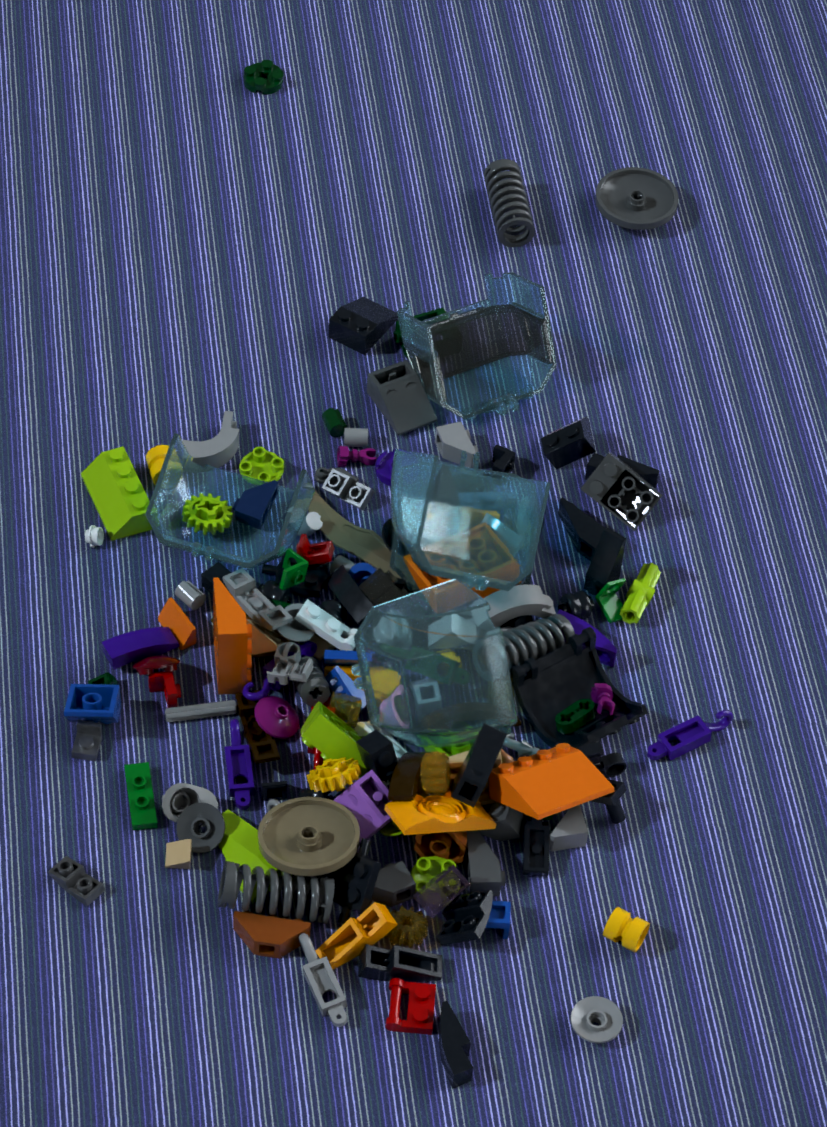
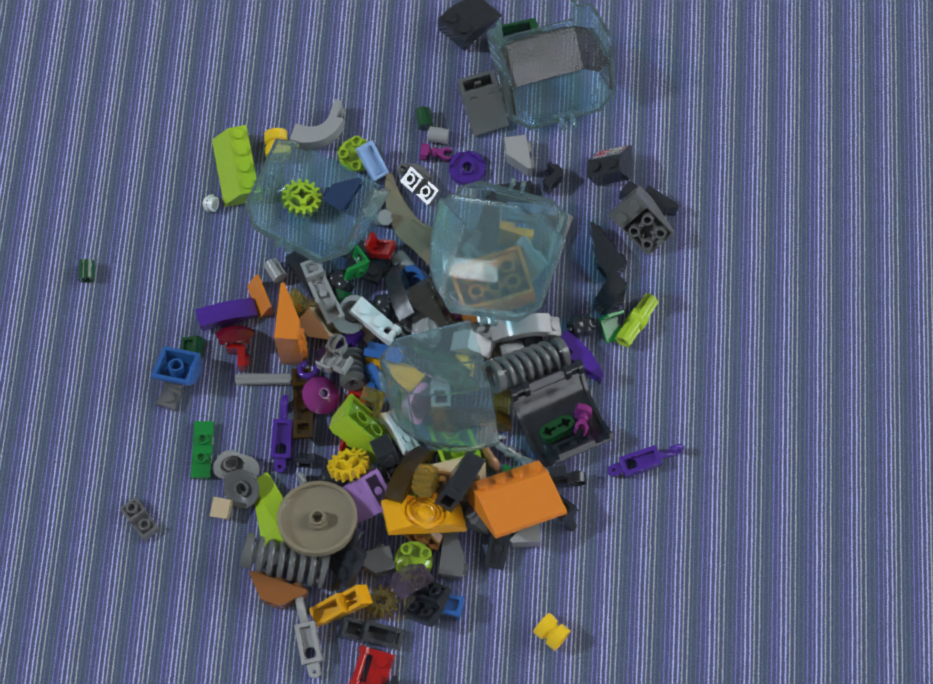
camera: 15 degrees right, 20 degrees up
(281, 467) = (372, 160): none -> light blue tile

